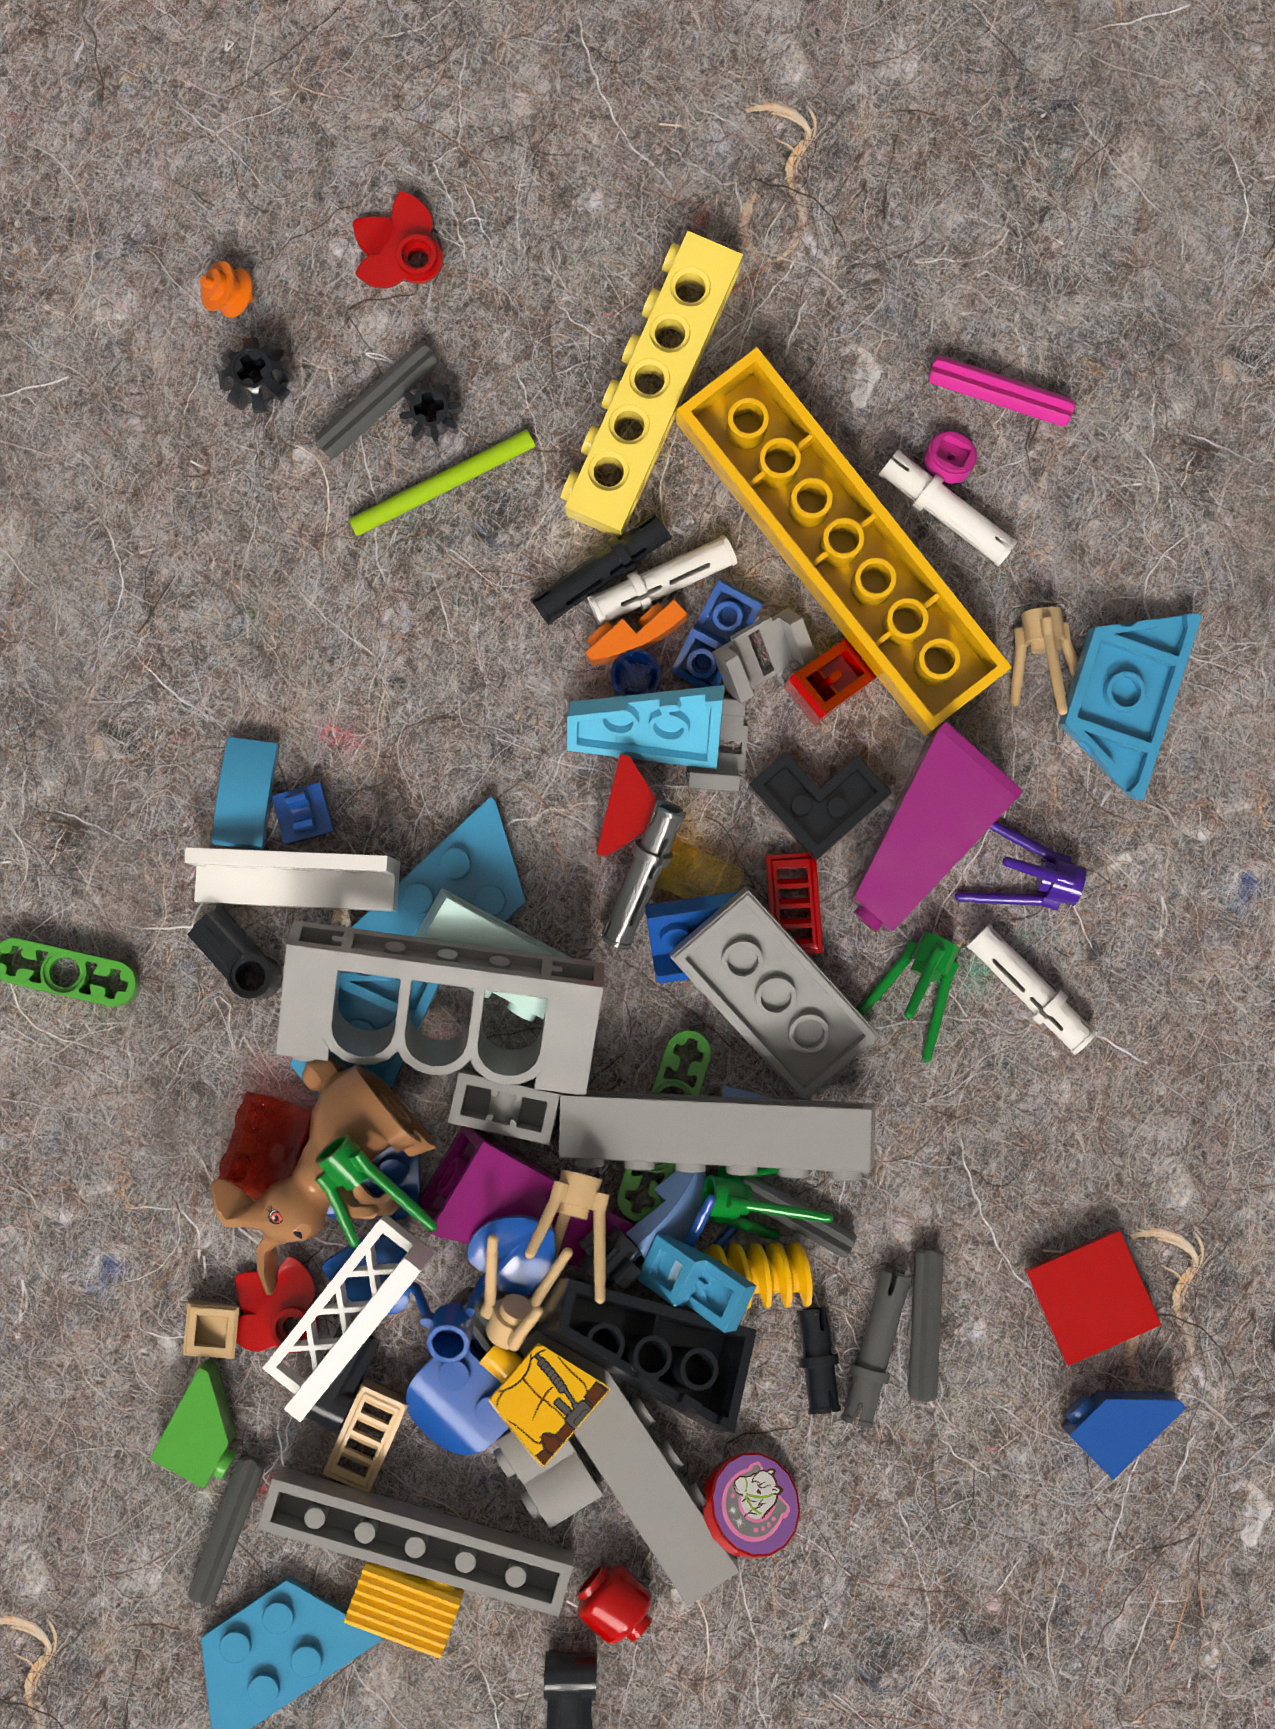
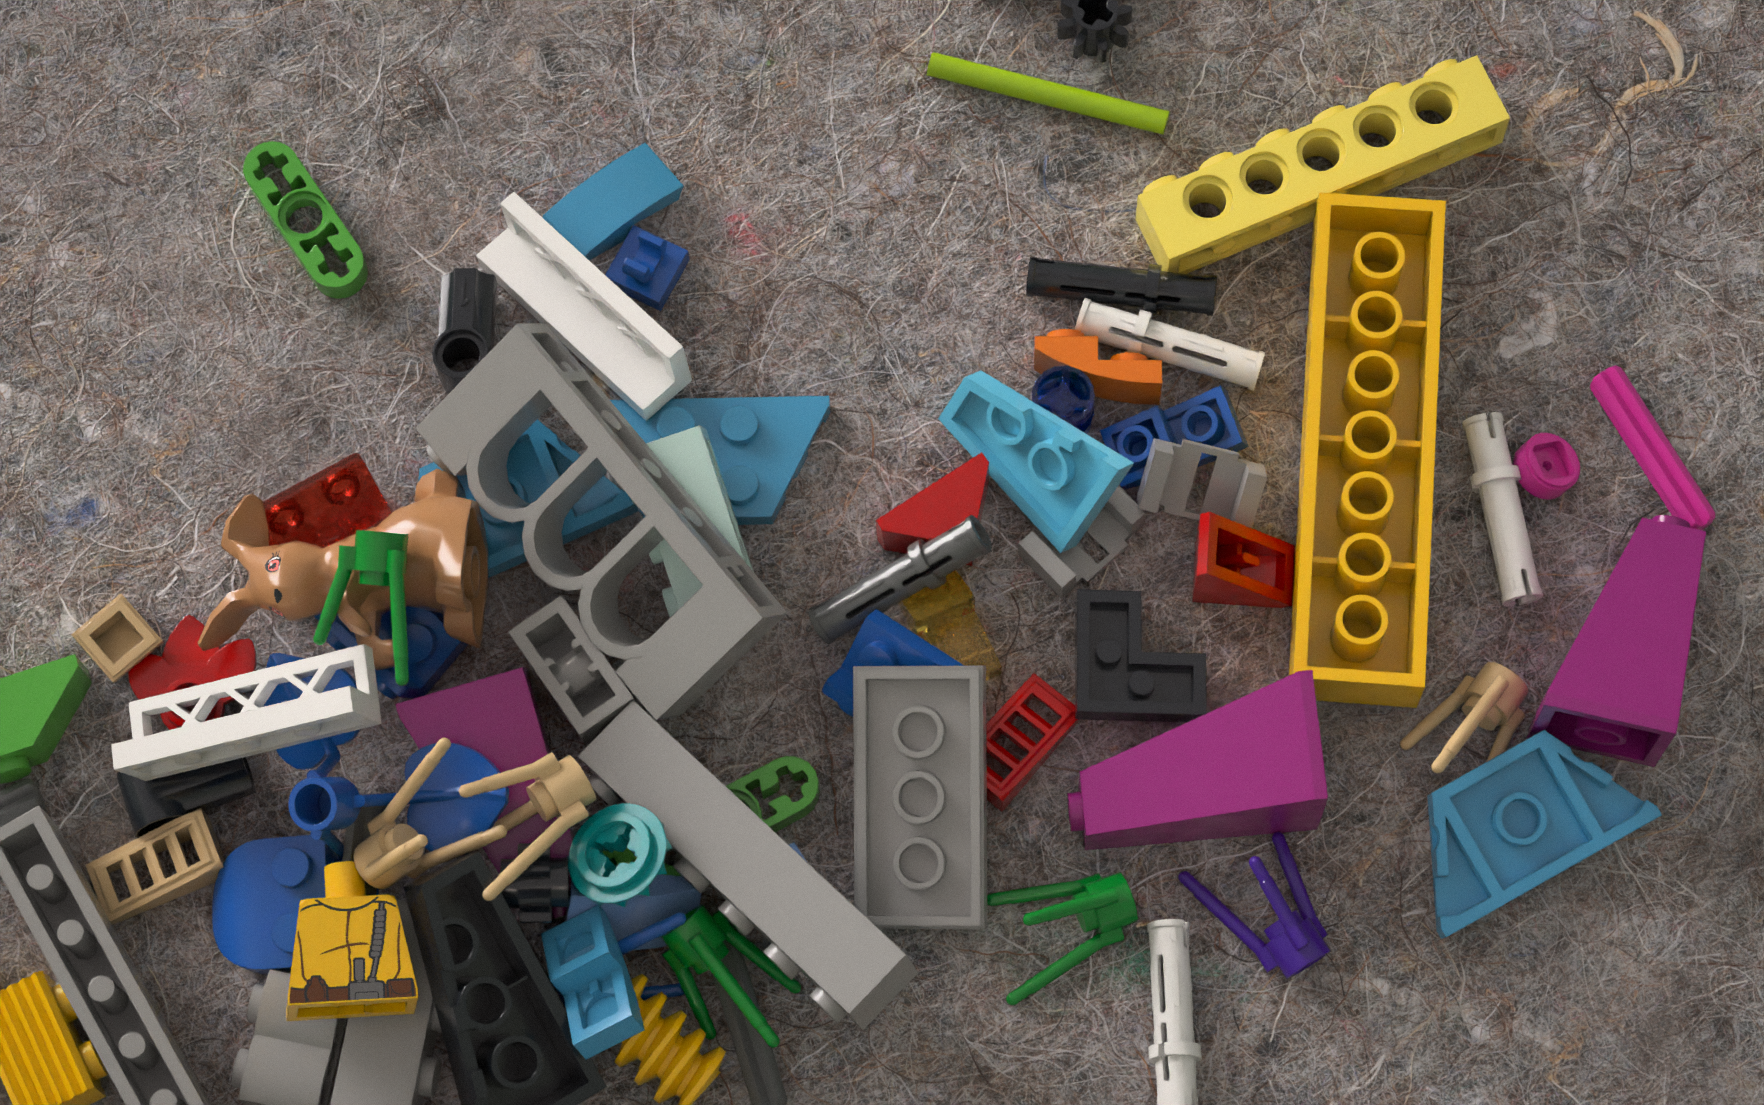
camera: 45 degrees right, 15 degrees down
(635, 1218) = (617, 829): none -> teal gear
(1100, 528) = (1630, 660): none -> magenta slope

